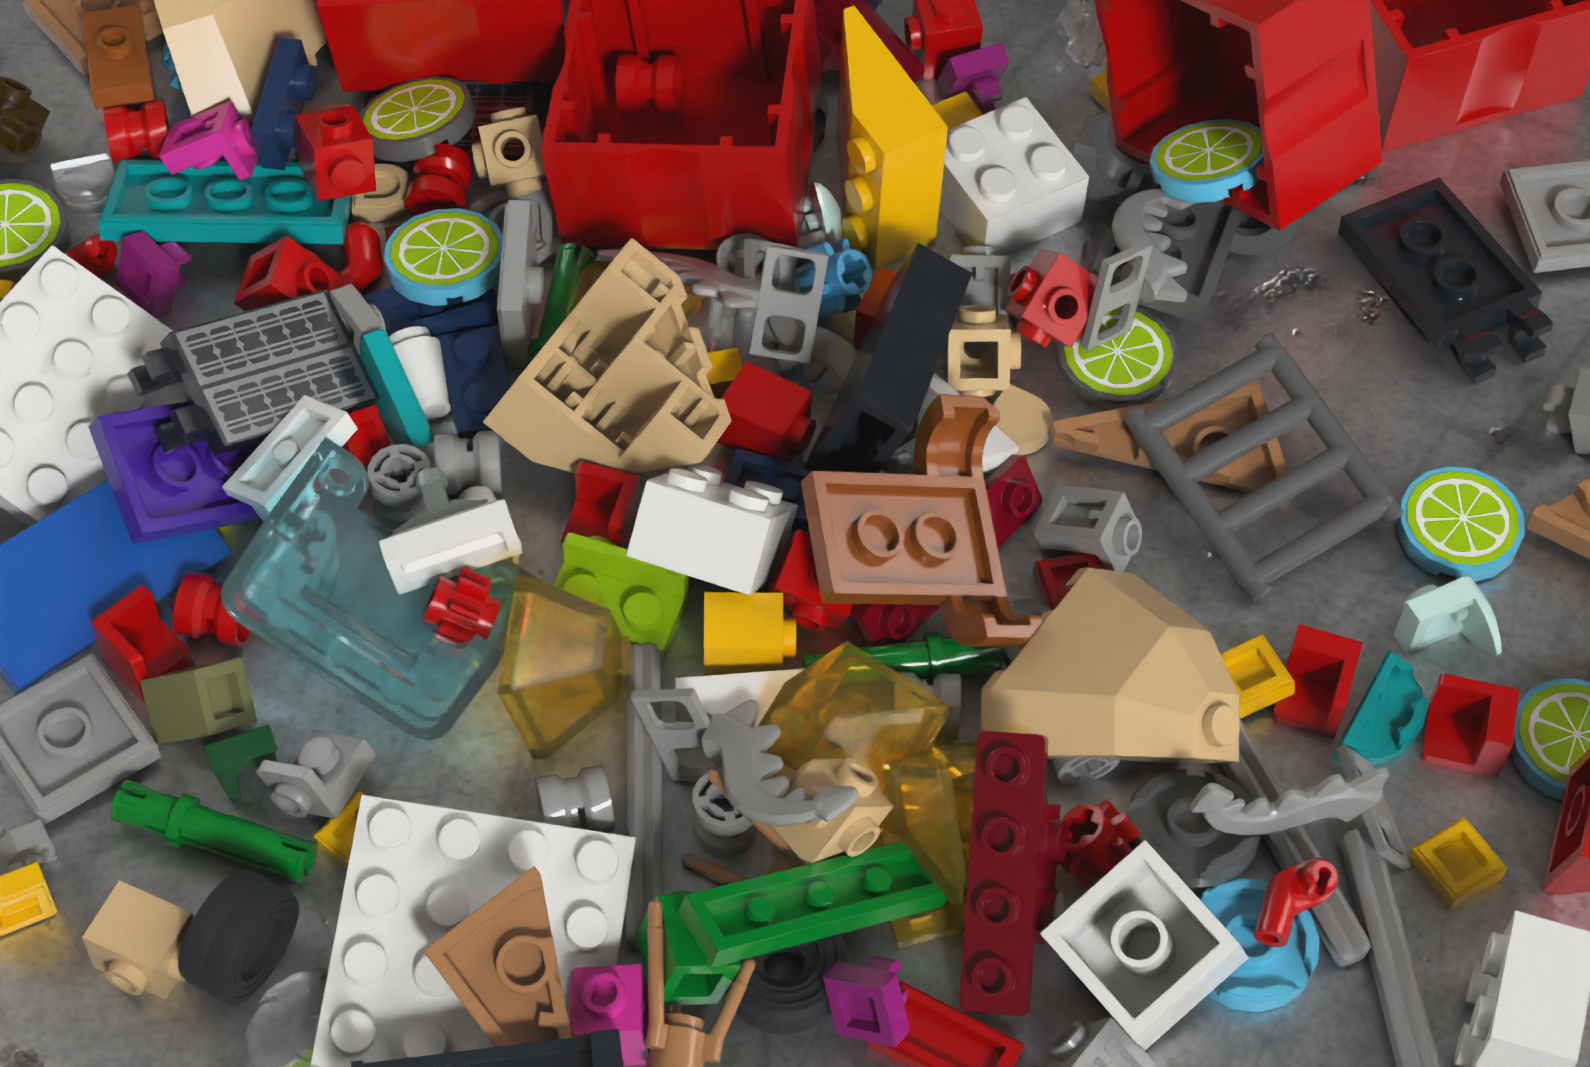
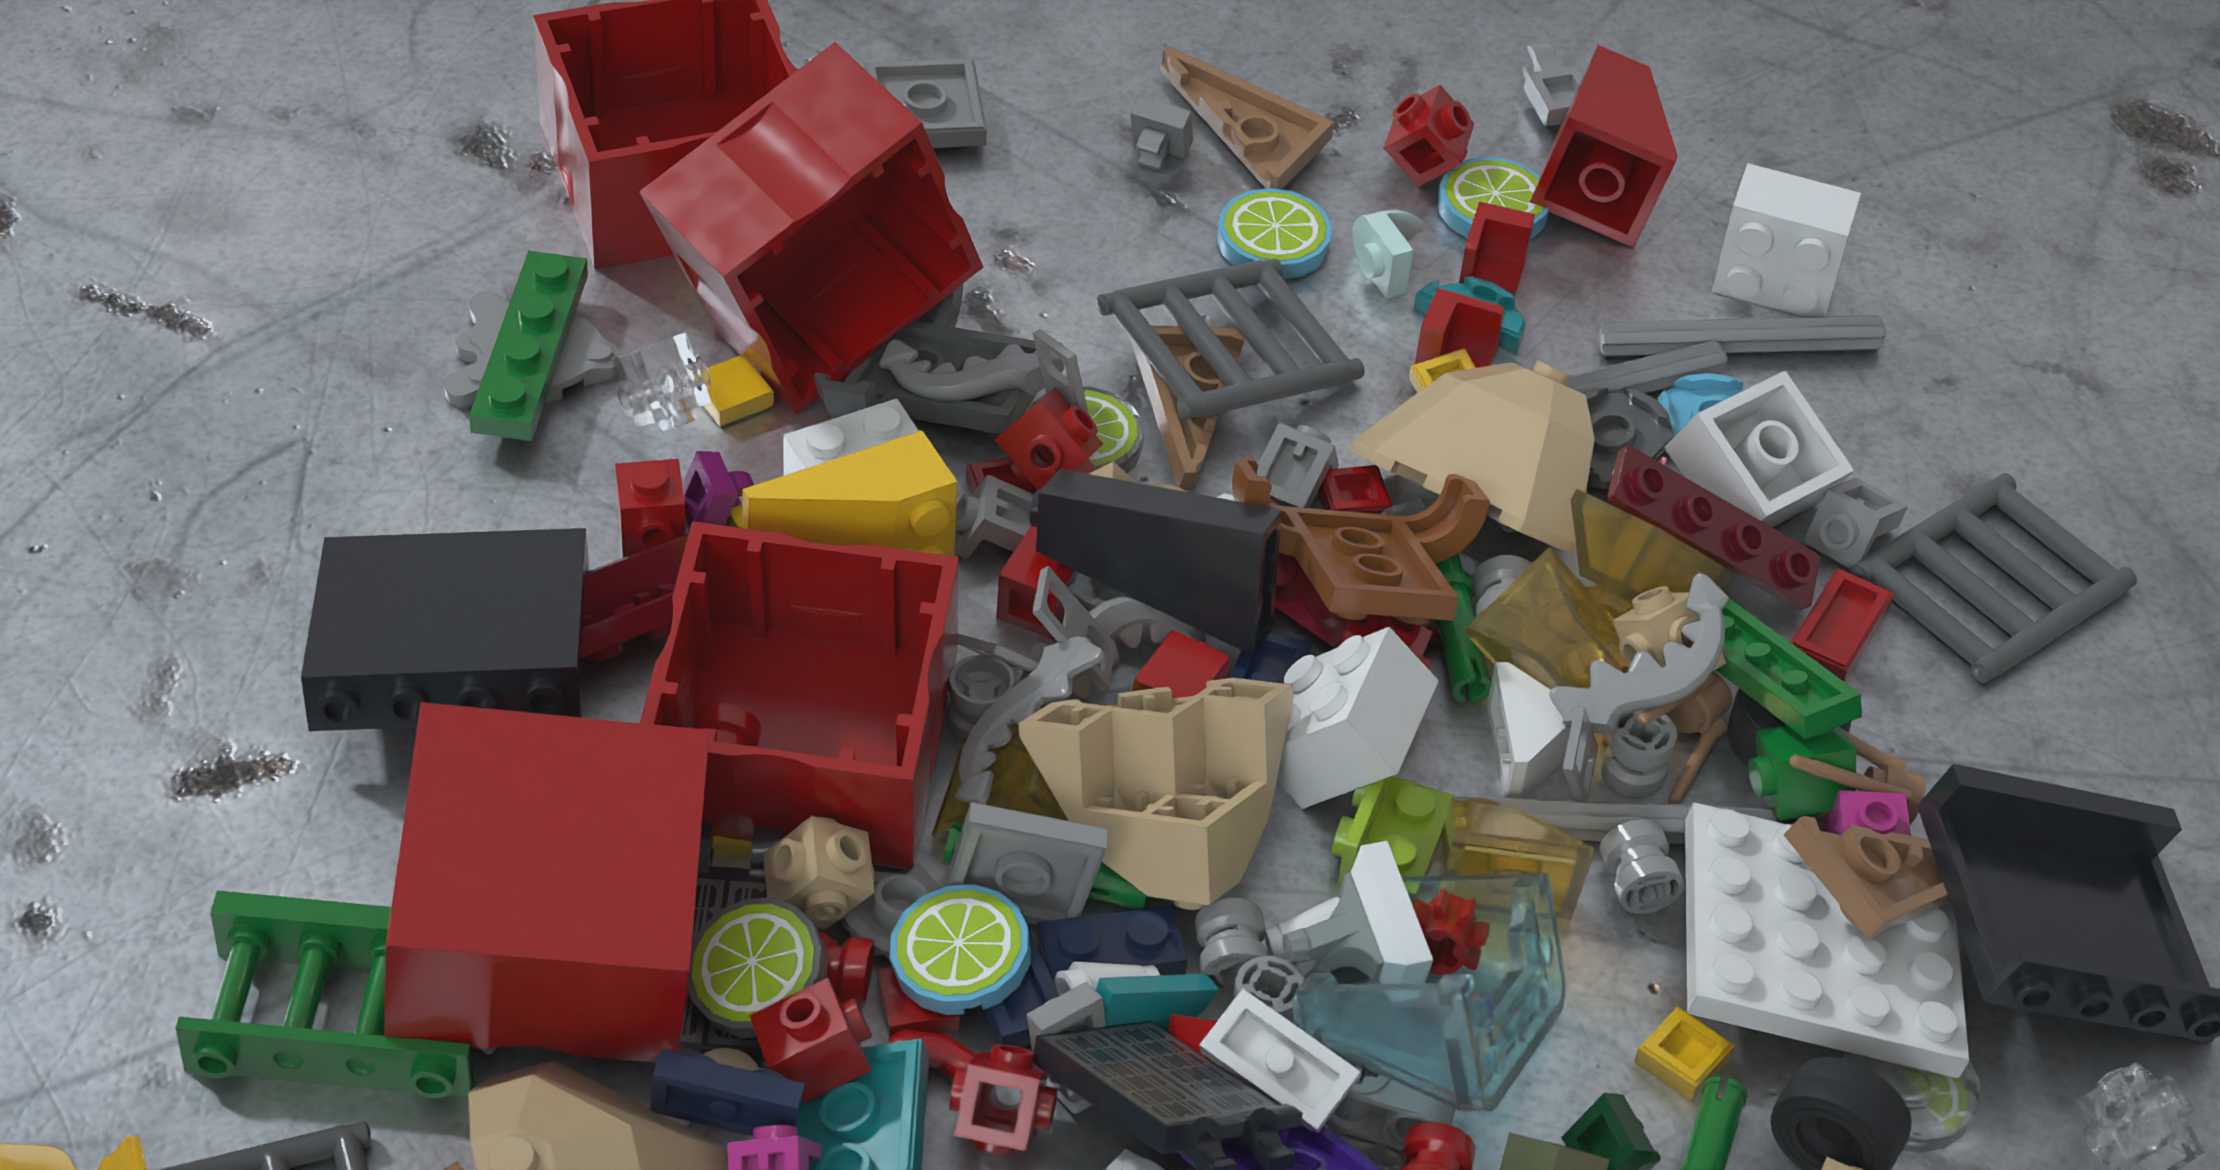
camera: 90 degrees left, 10 degrees down
(320, 776) = (1629, 1068): light grey bracket -> none
(604, 504) = (1301, 830): red panel -> none
(746, 633) = (1458, 712): yellow brick -> none
(845, 277) = (1005, 613): dark azure gear -> none
(868, 1001) = (1836, 642): magenta tile -> none
(1207, 160) = (886, 305): tile -> none
(1291, 894) = (1682, 372): red arm -> none
(1294, 807) = (1597, 322): light grey piece -> none
(1449, 275) = (1022, 186): black tile -> none
(1457, 863) = (1619, 287): yellow tile -> none

